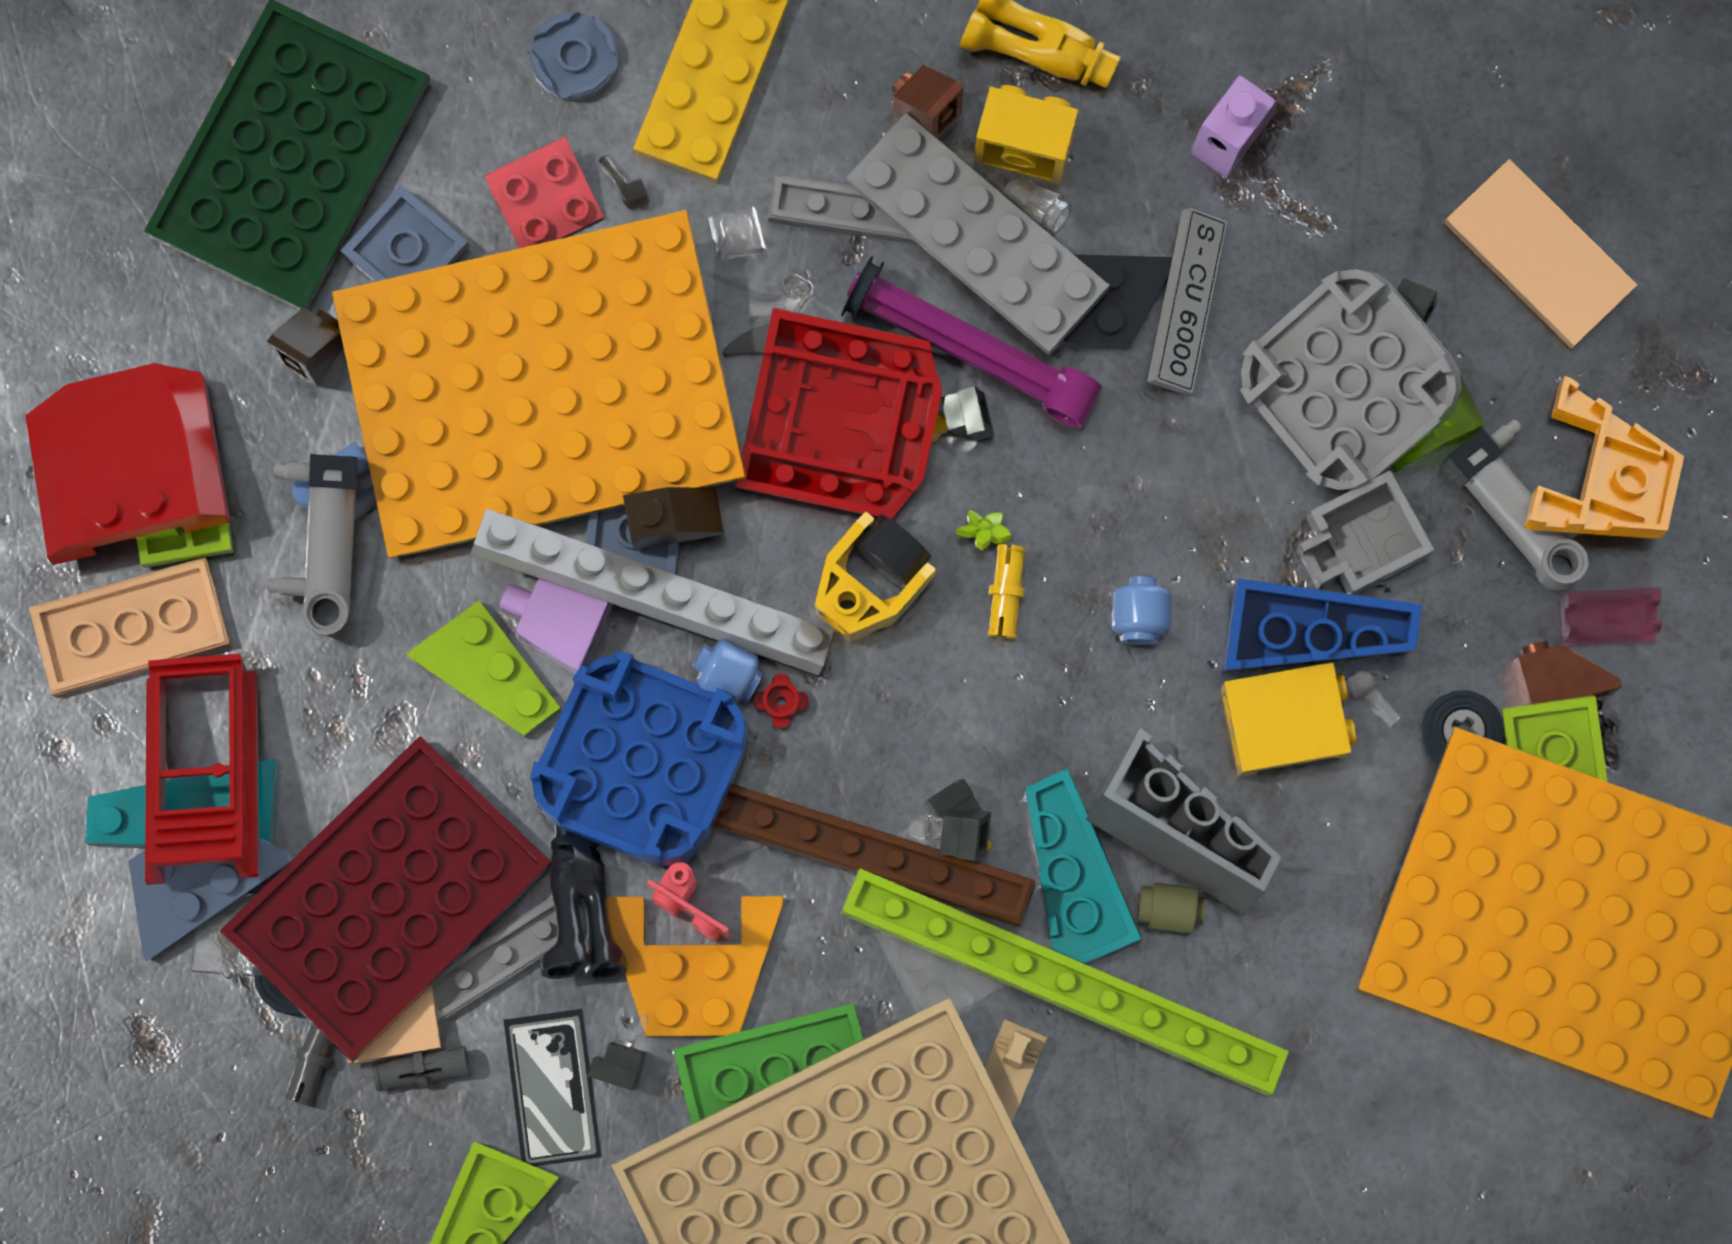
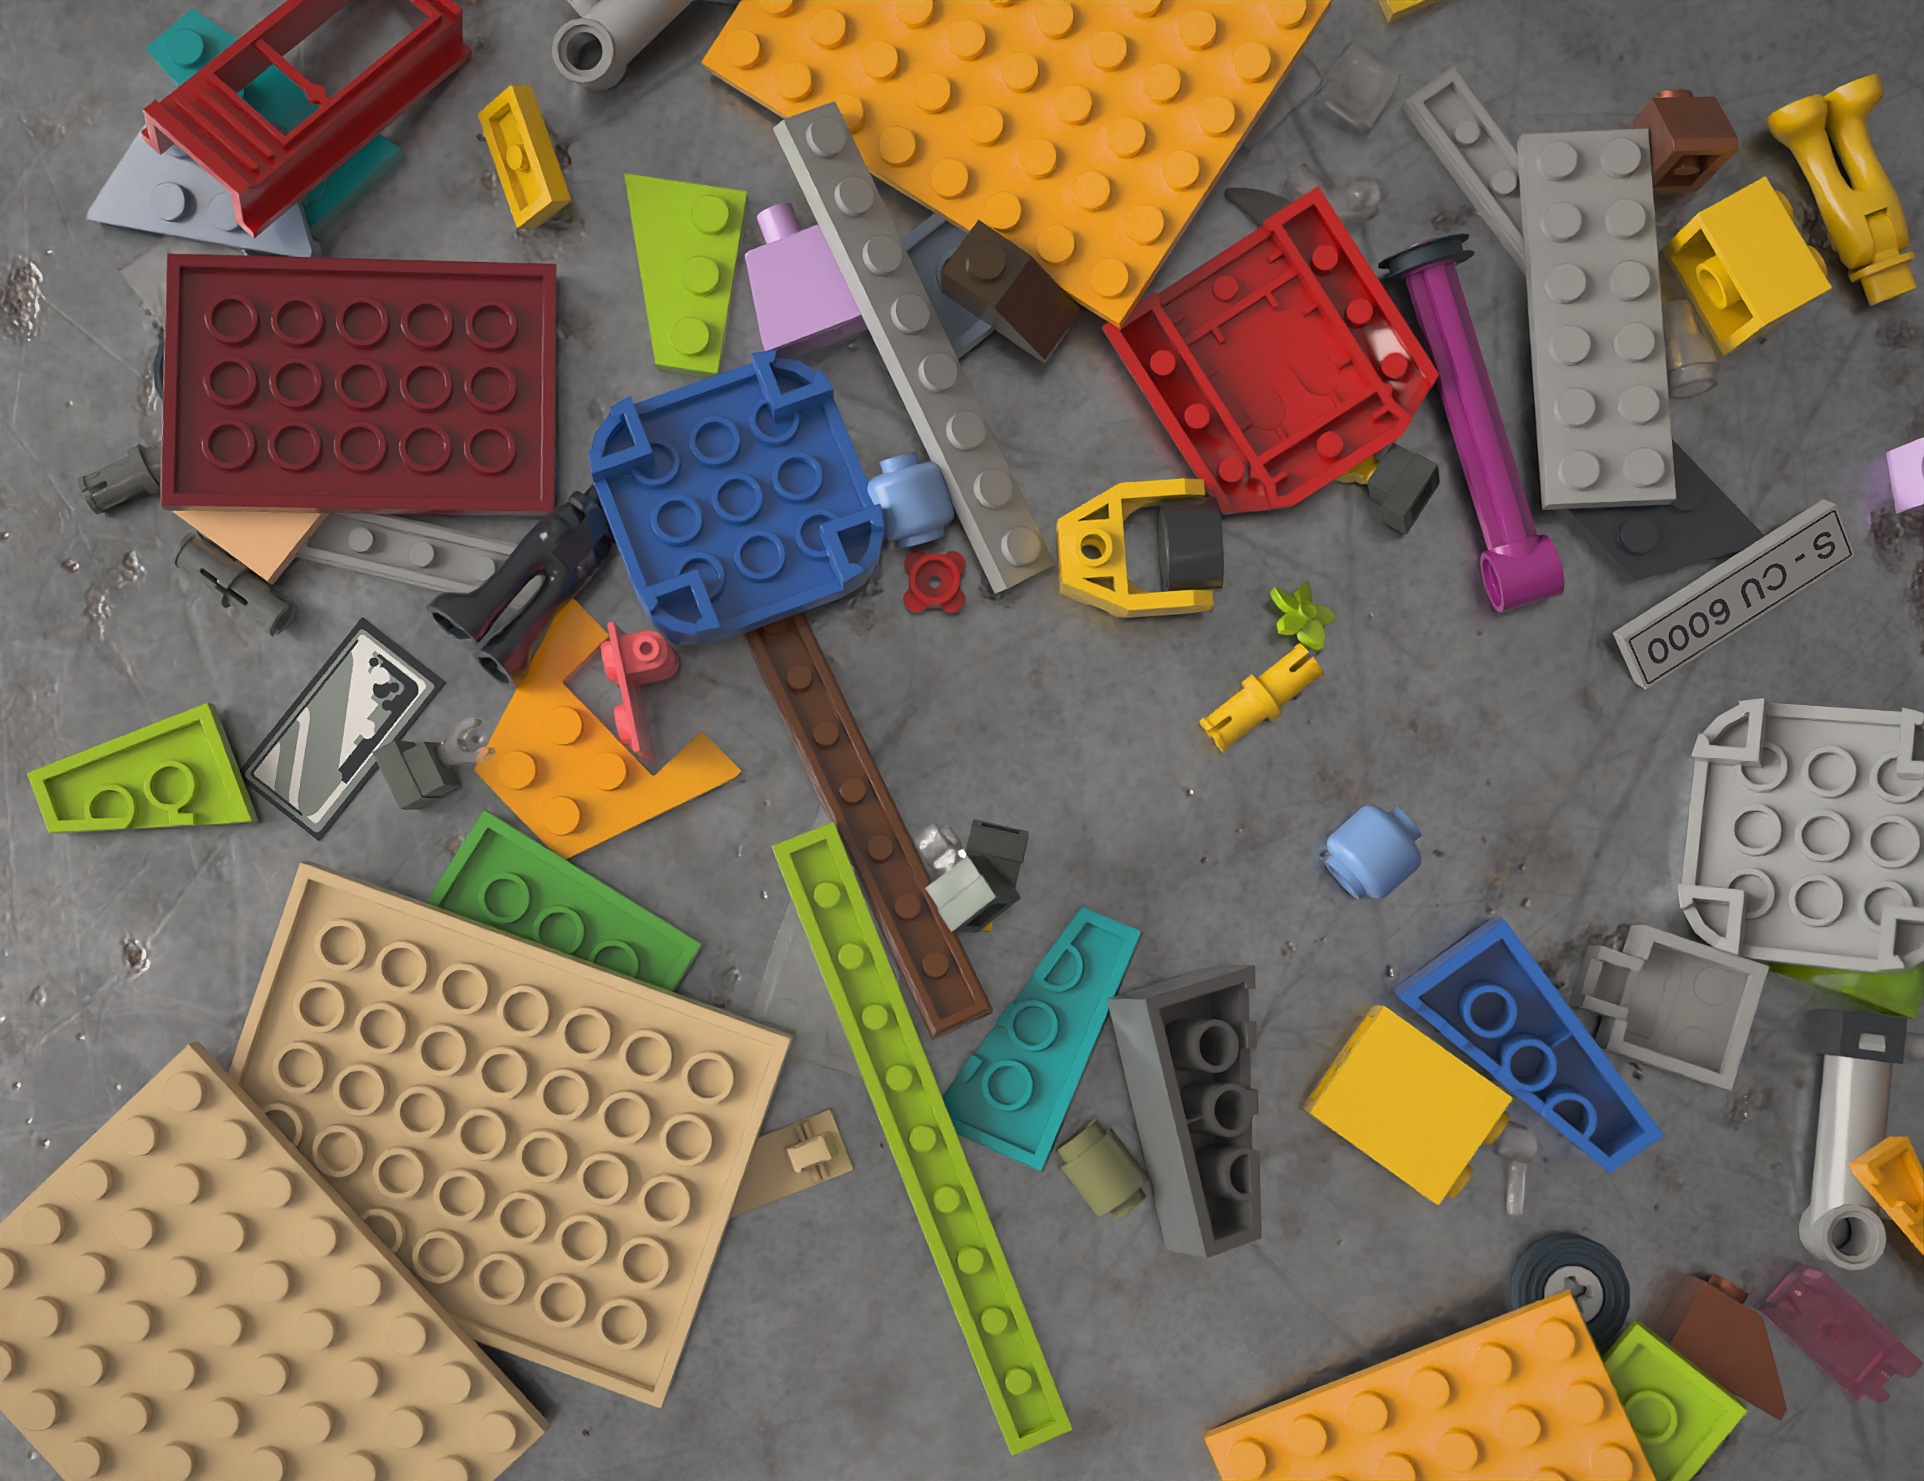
camera: 45 degrees right, 5 degrees up
(345, 697) = (524, 156): none -> yellow plate

